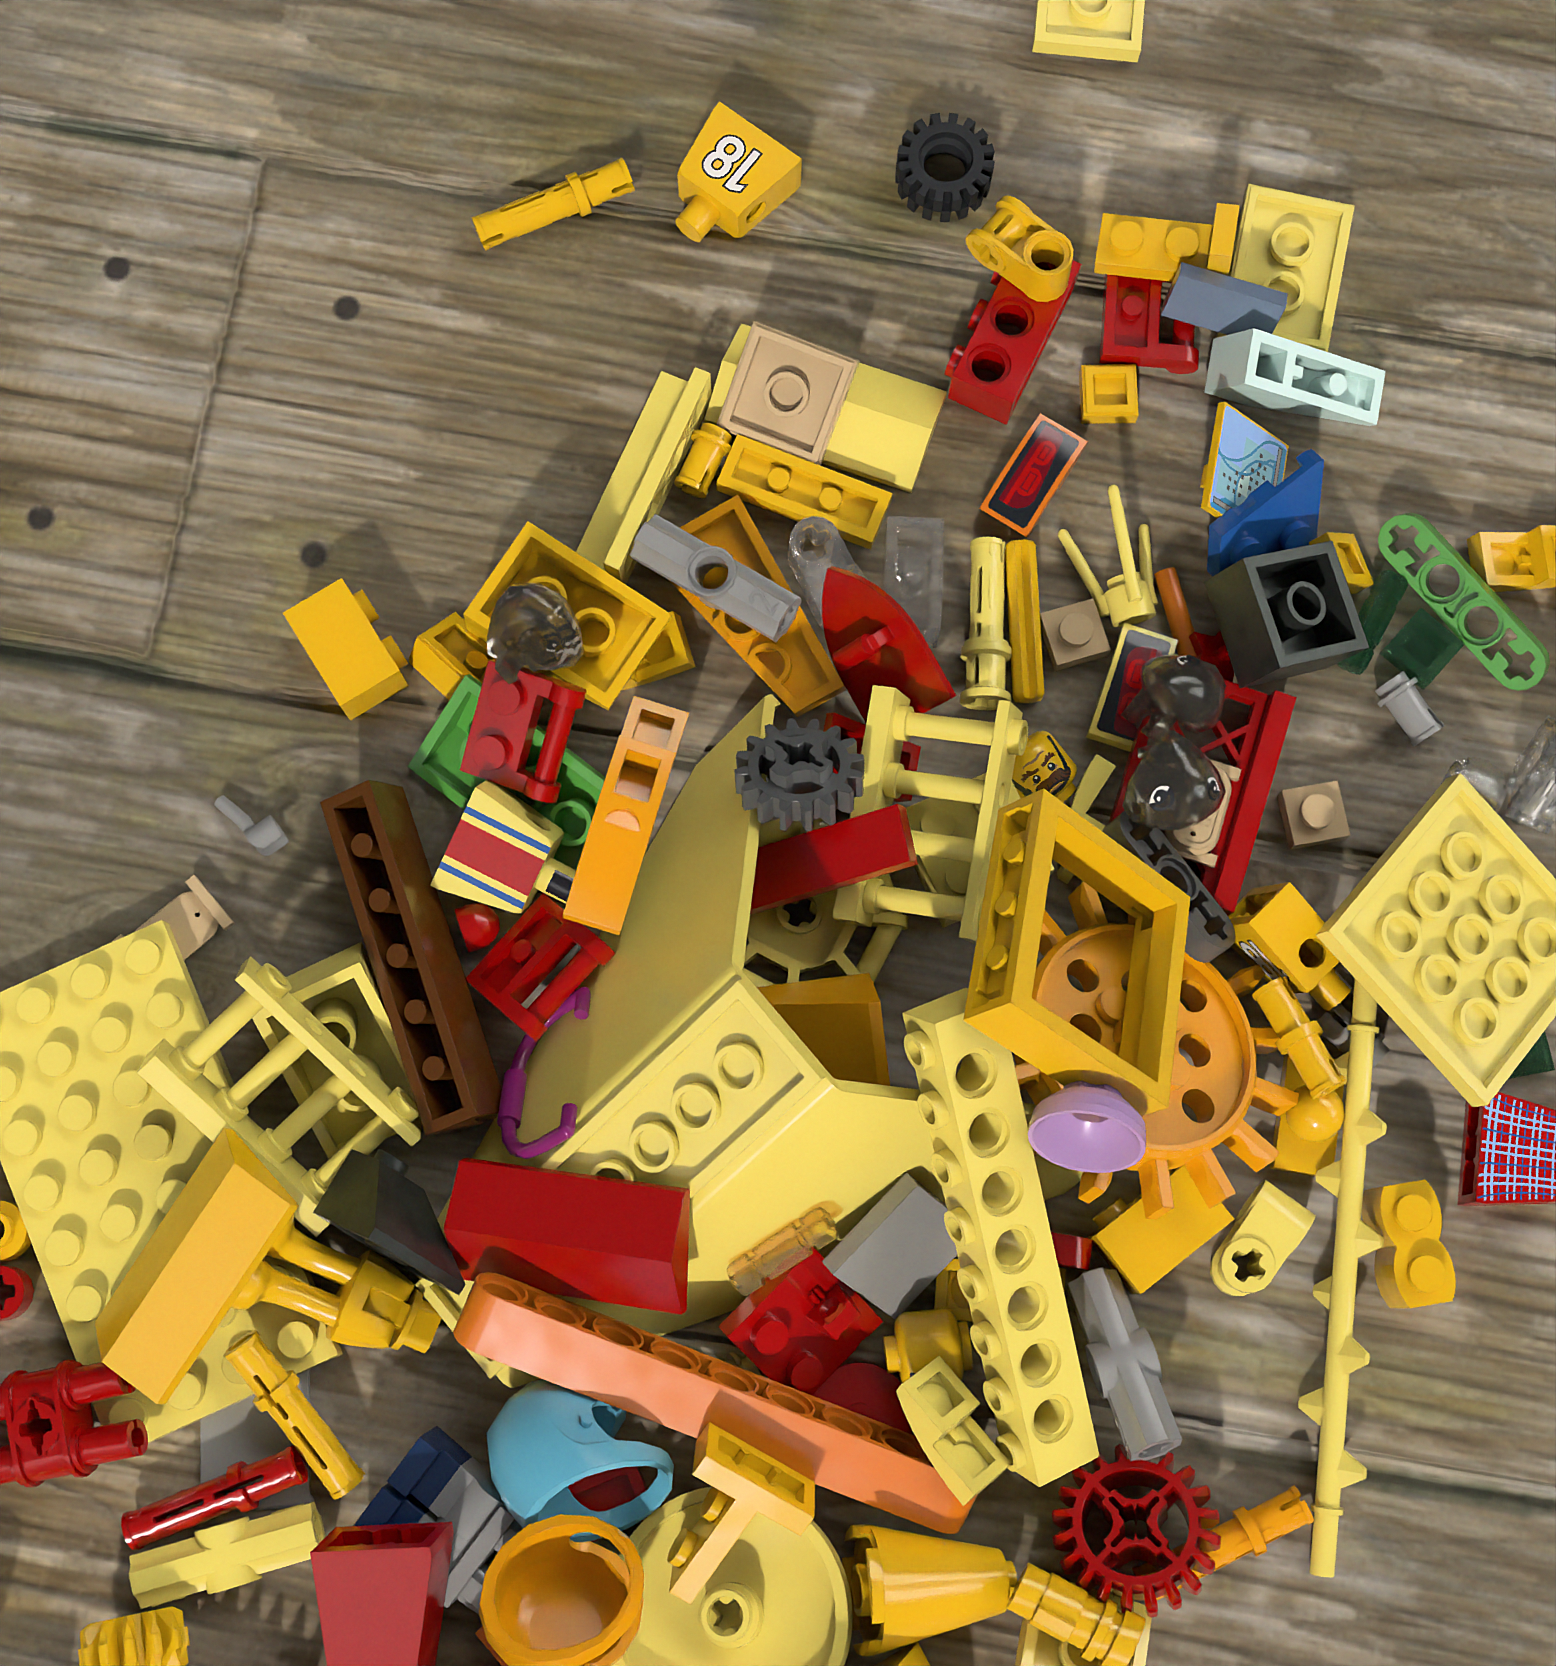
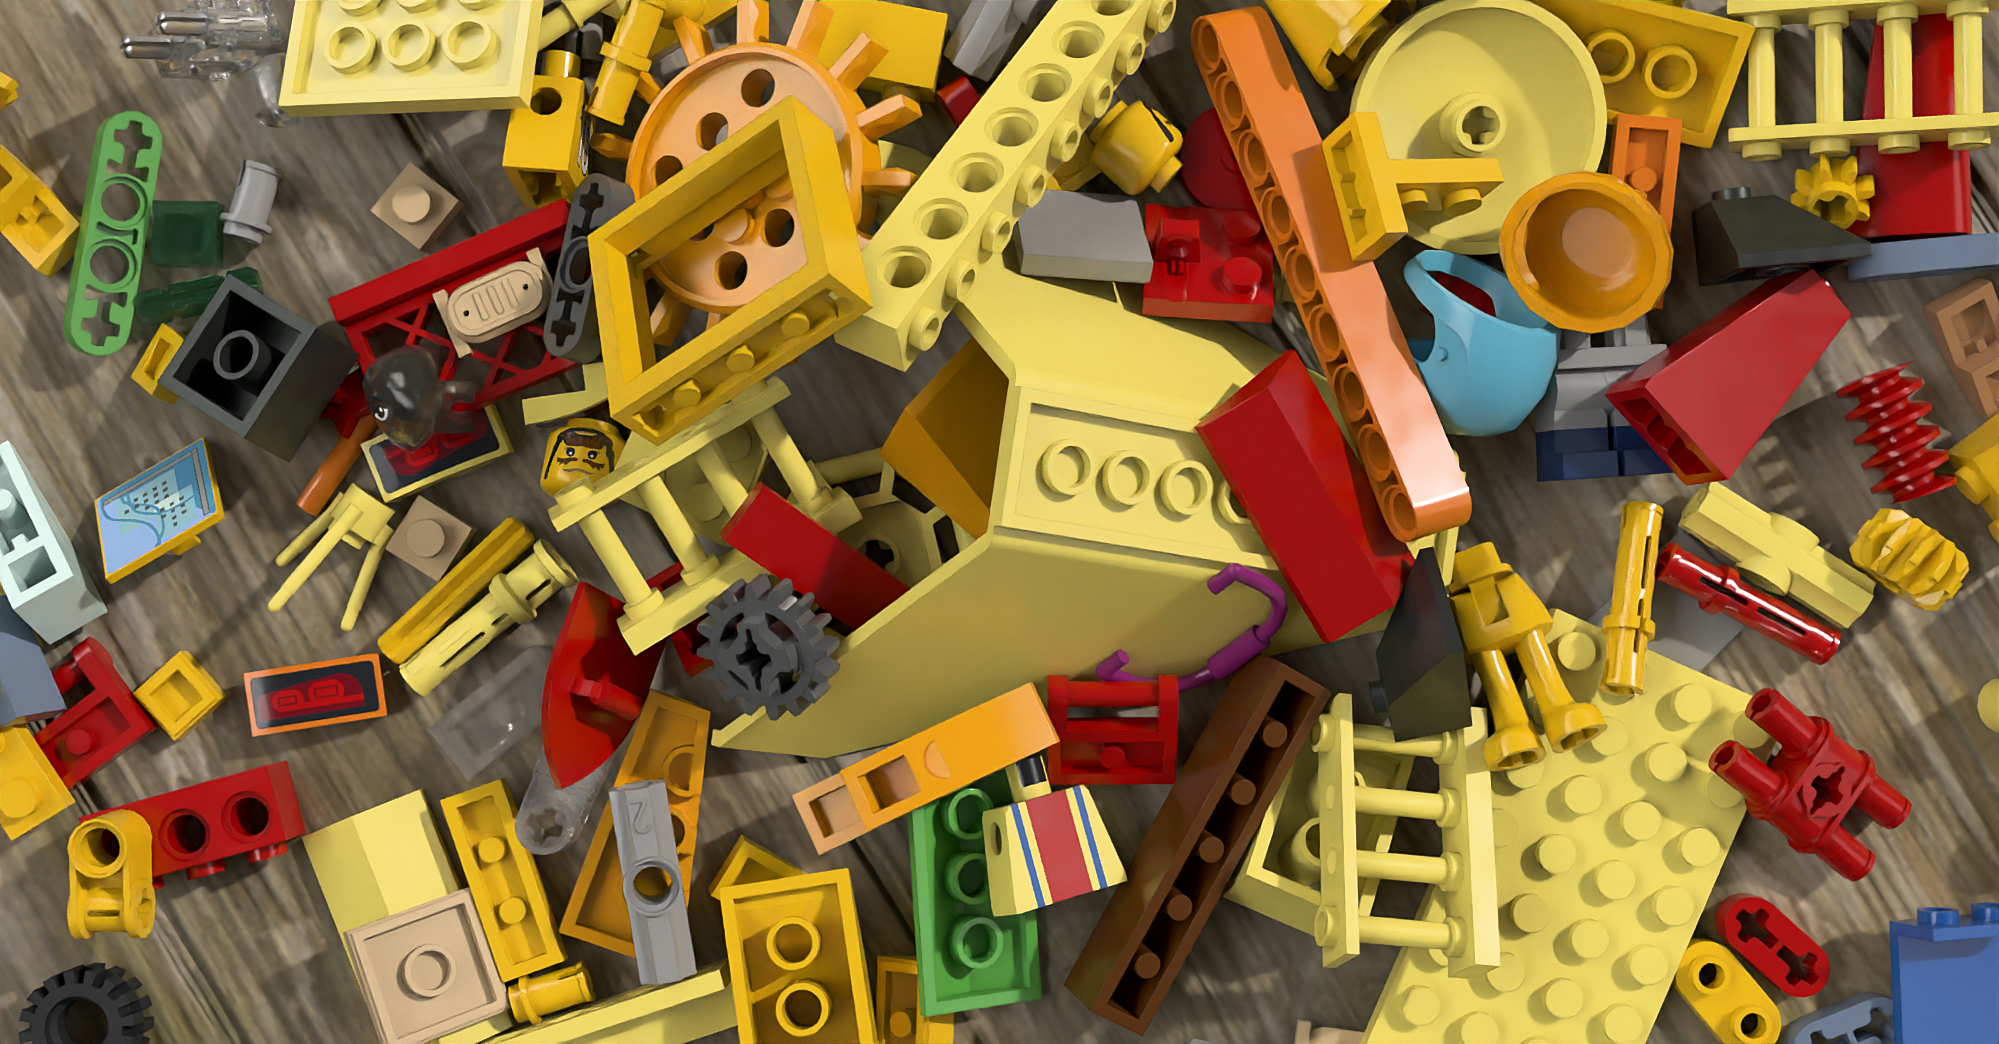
camera: 125 degrees left, 10 degrees up
(193, 1268) = (1602, 777): yellow slope -> none
(478, 925) = (1122, 813): red hinge -> none
(506, 726) = (941, 938): red plate -> none
(533, 631) = (841, 987): clear smoke piece -> none
(782, 1251) = (1169, 320): clear yellow axle -> none
(940, 1418) = (1193, 67): light yellow slope -> none
(1088, 1129) = (864, 143): lavender piece -> none
(1173, 785) = (500, 331): clear smoke piece -> none
(1269, 517) = (185, 451): blue wing -> none

